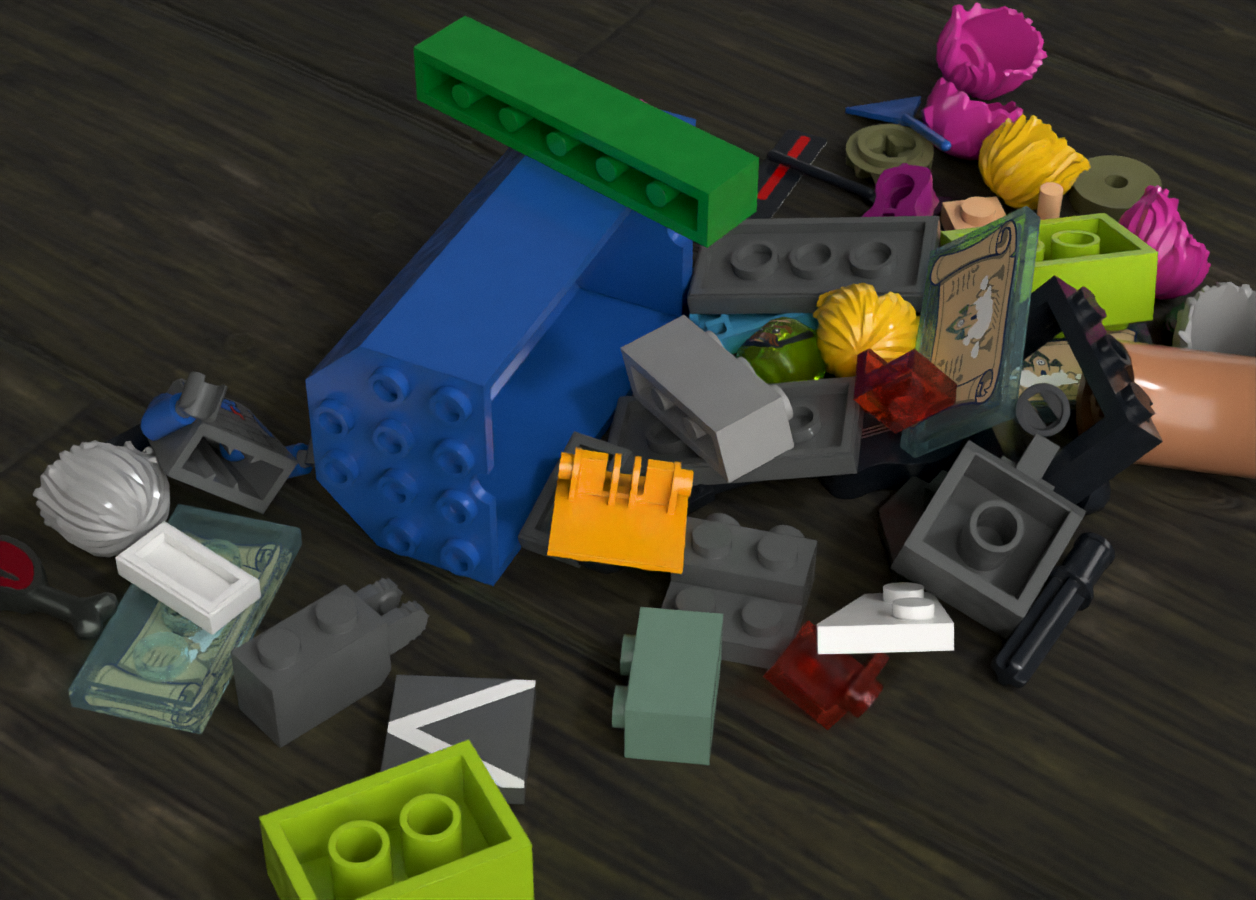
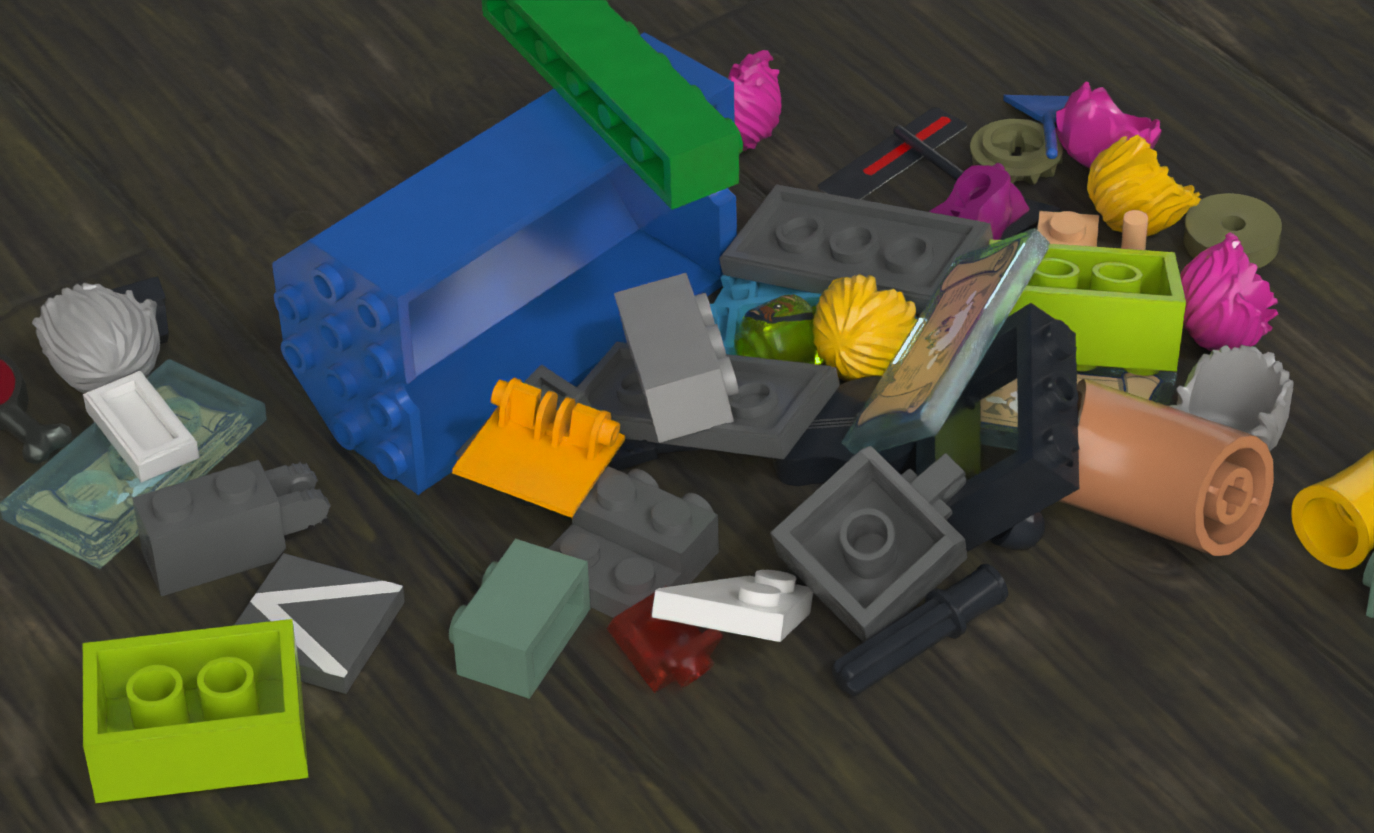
camera: 20 degrees right, 0 degrees up
(220, 444) = (210, 309): dark grey torso -> none
(902, 389) = (851, 385): clear red bracket -> none
(988, 50) = (1165, 60): dark pink hair -> none
(1031, 419) = (952, 436): black hinge -> none

